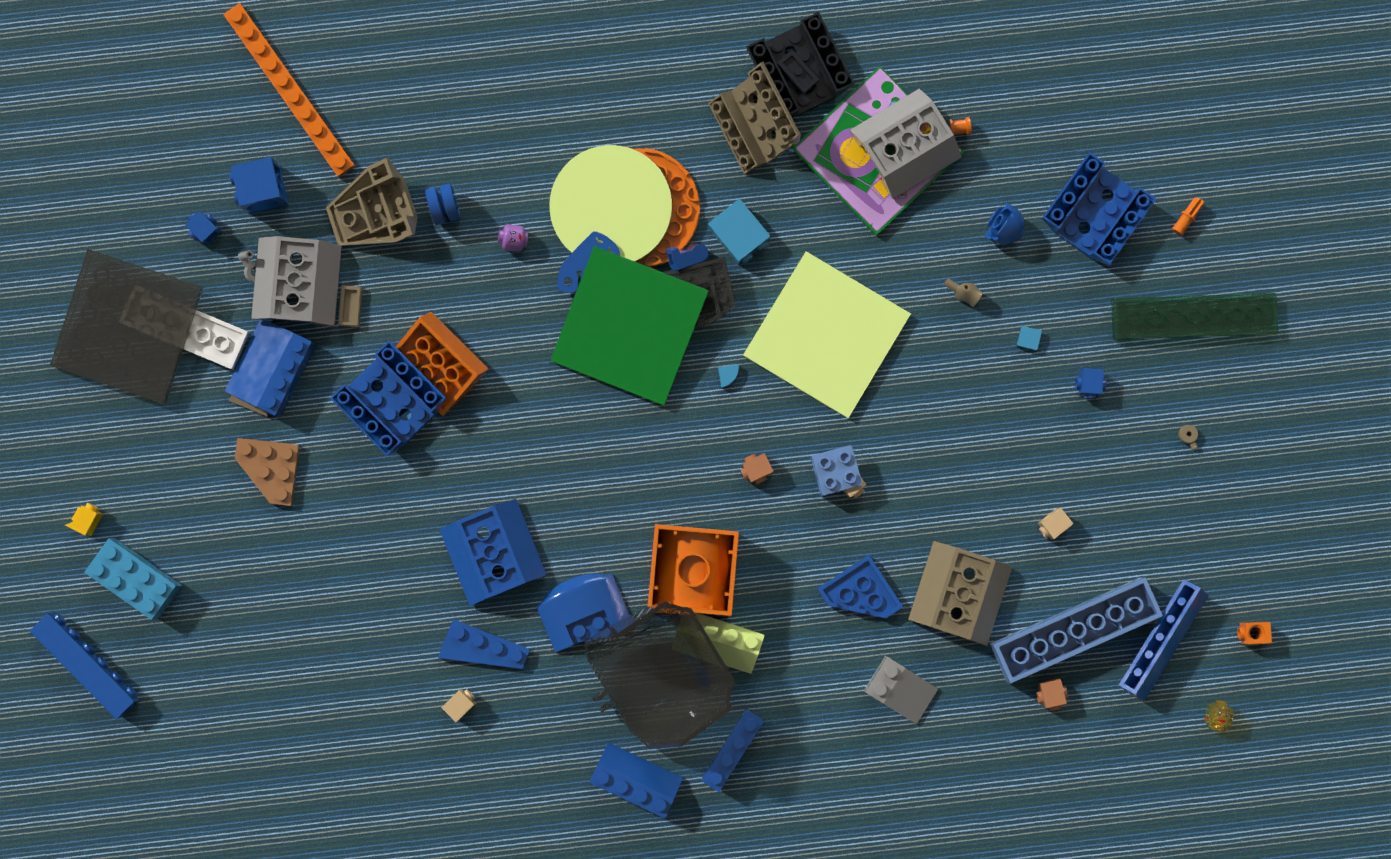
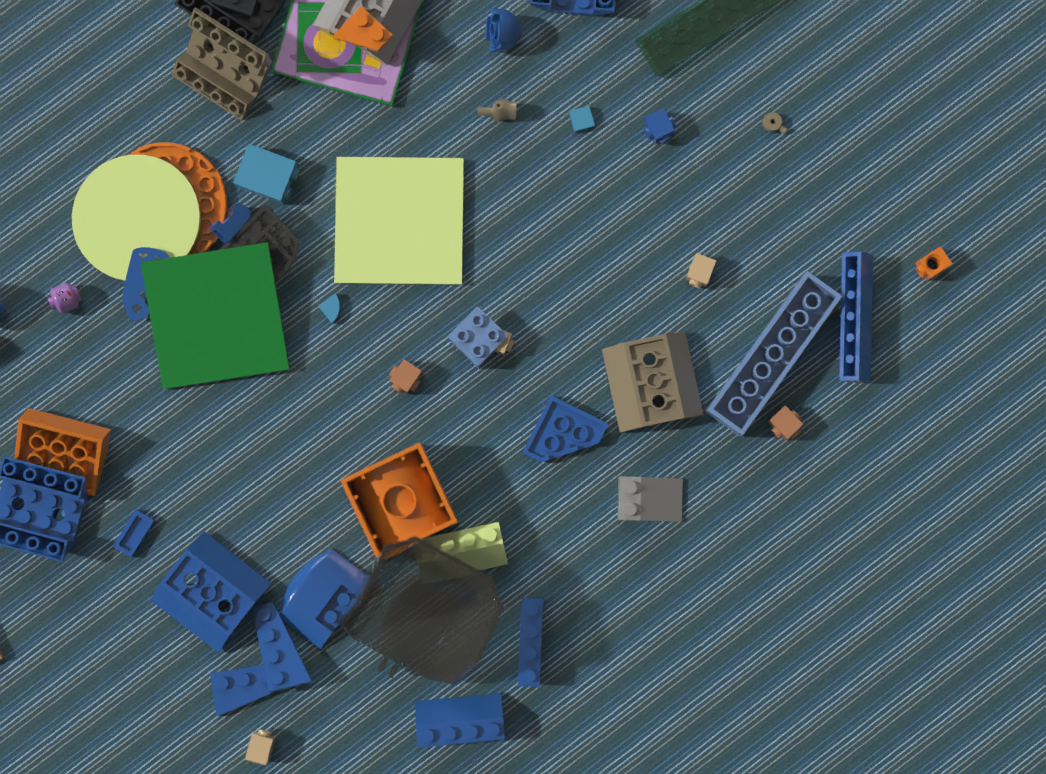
camera: 30 degrees left, 0 degrees up
(457, 466) = (134, 533): none -> blue tile
(519, 637) = (279, 656): none -> blue wing
(890, 161) = (364, 31): none -> orange wing
(1219, 716) = (944, 355): clear yellow head -> none

